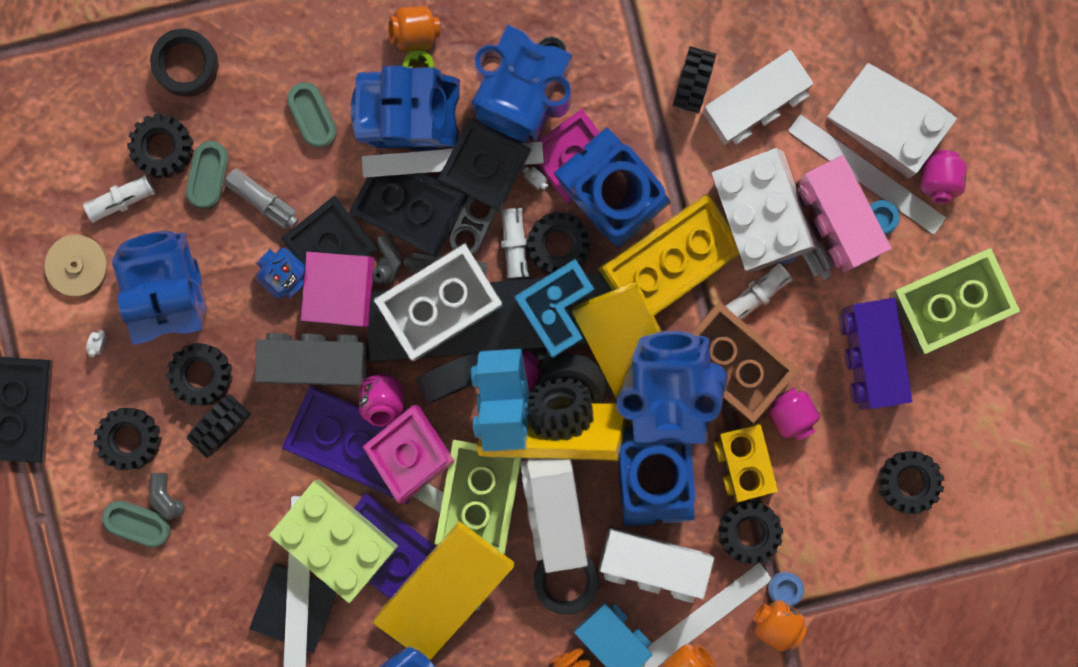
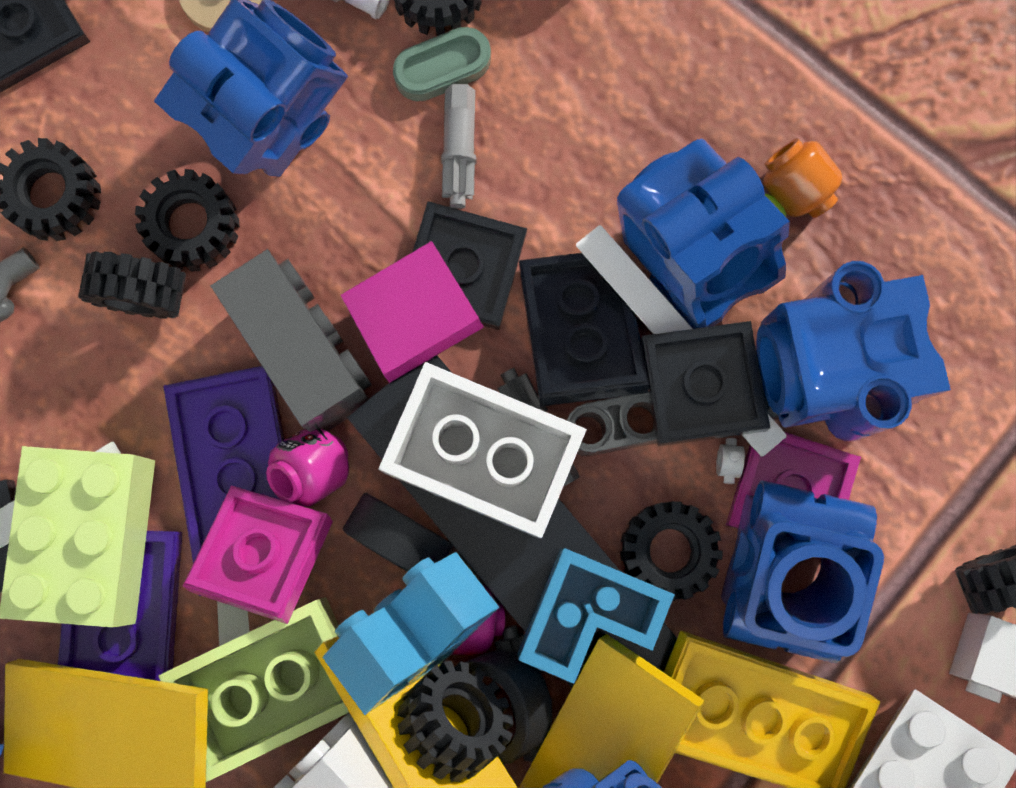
camera: 50 degrees right, 5 degrees down
(96, 343) = (142, 74): white piece -> none
(280, 273) = (383, 229): blue head -> none
(312, 115) = (604, 135): sand green tile -> none
(389, 263) = (492, 355): dark grey arm -> none
(514, 243) = (629, 493): white pin -> none

